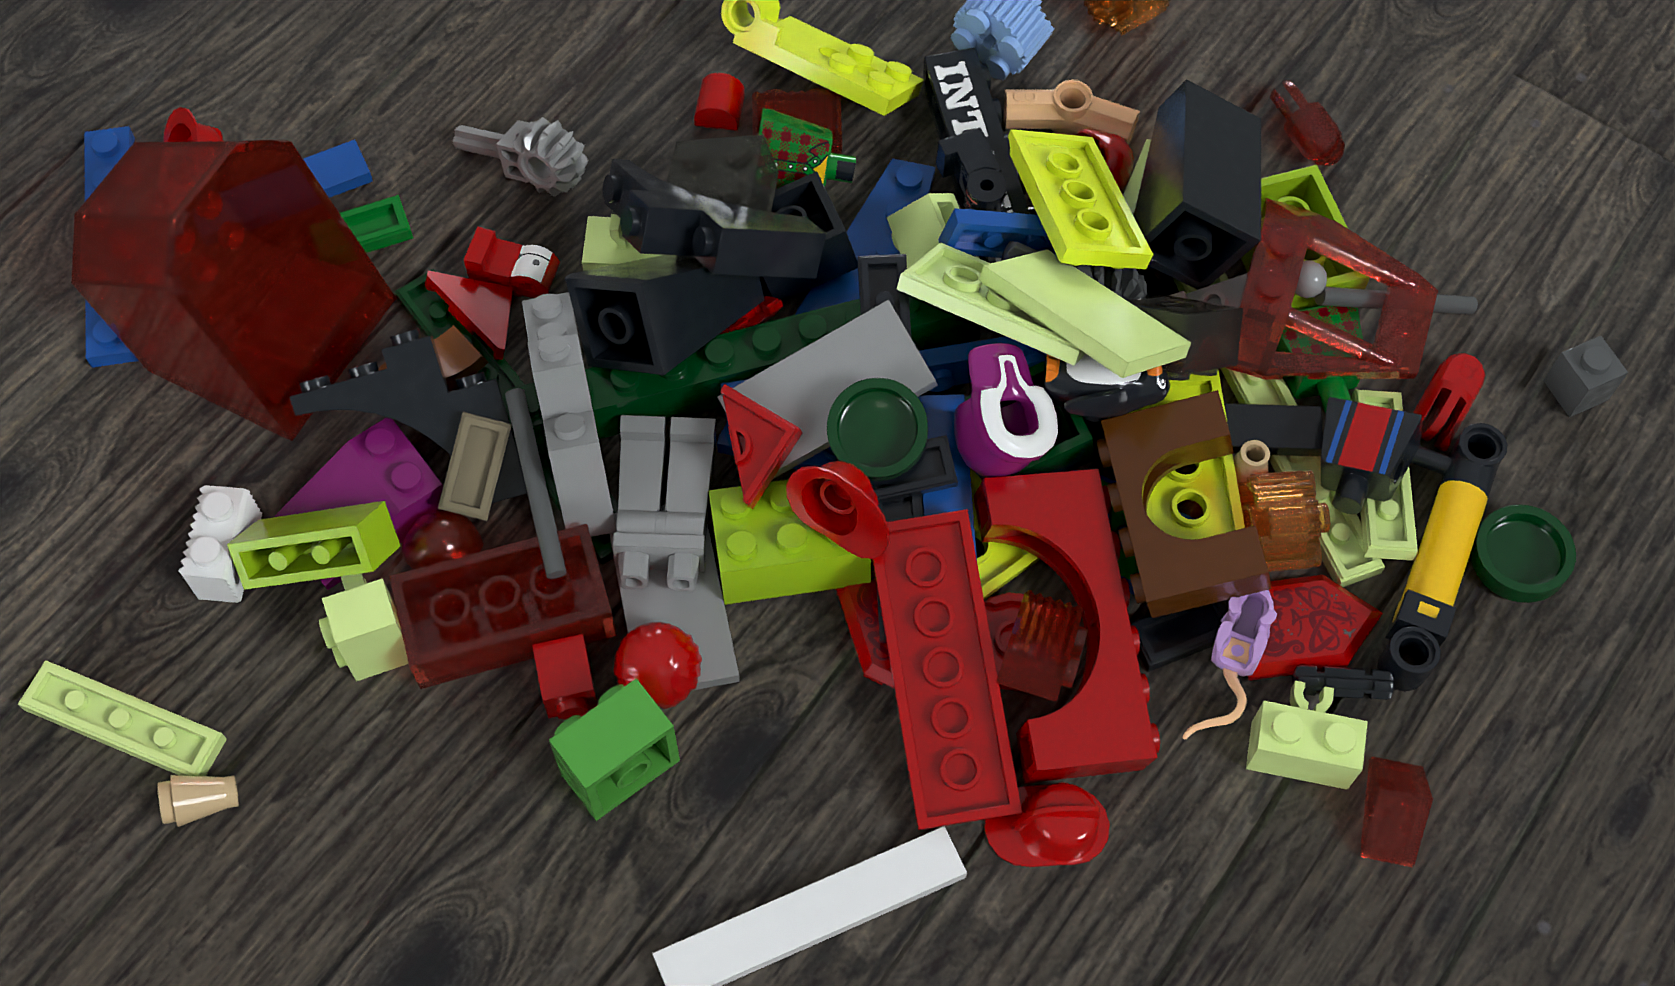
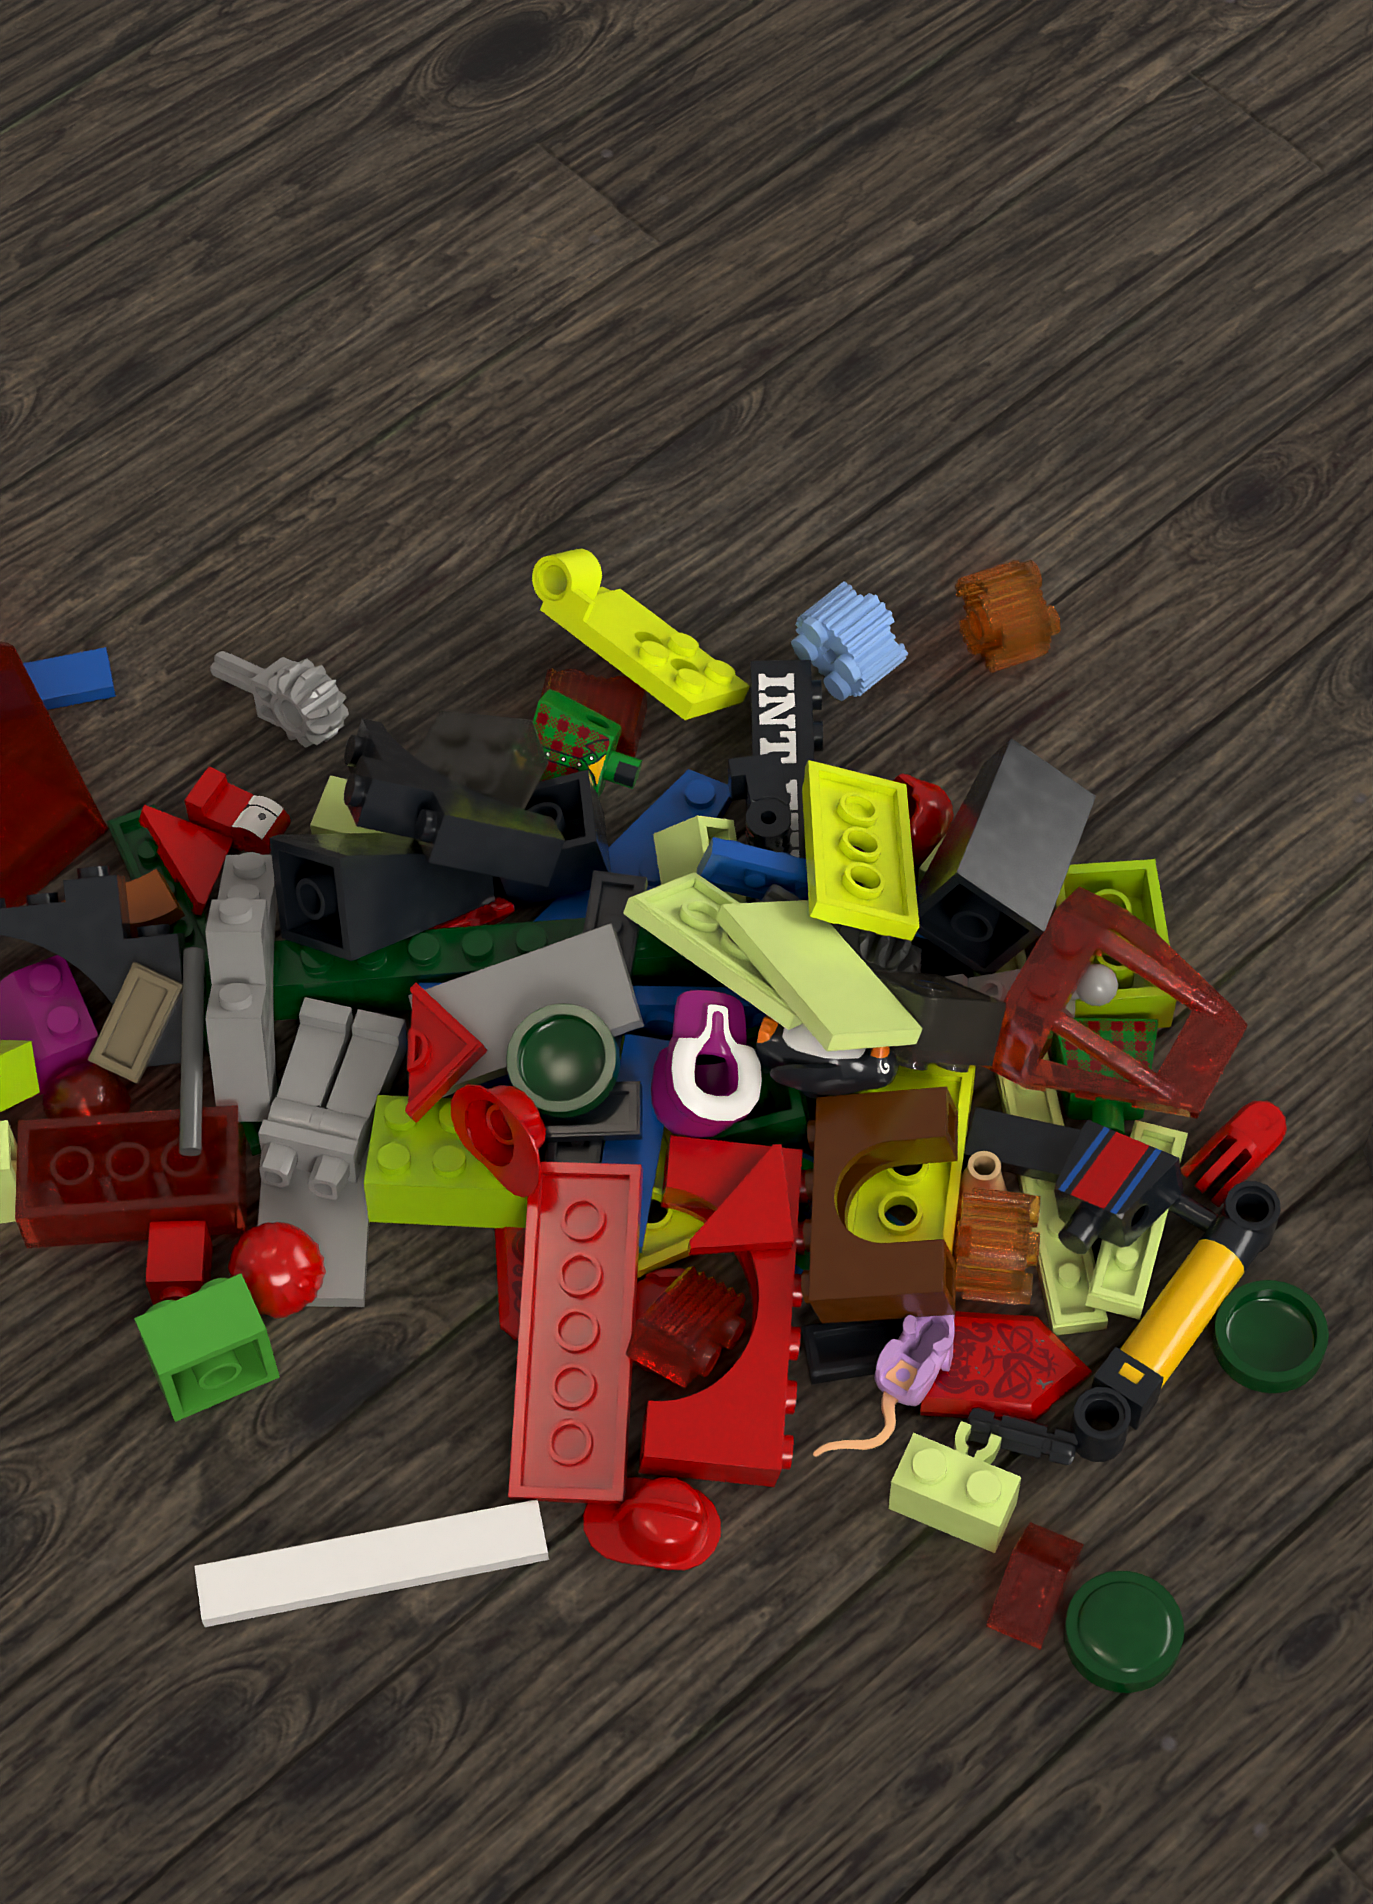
camera: 15 degrees right, 5 degrees down
(379, 223) = (104, 745): green tile -> none
(720, 102) = (514, 673): red brick -> none
(1067, 111) = (879, 745): light nougat piece -> none
(1076, 533) = (753, 1214): none -> red tile
(1310, 127) = (1174, 812): clear red arm -> none
(1375, 299) = (1175, 1020): dark grey bar -> none
(1480, 837) = (1123, 1631): none -> dark green piece

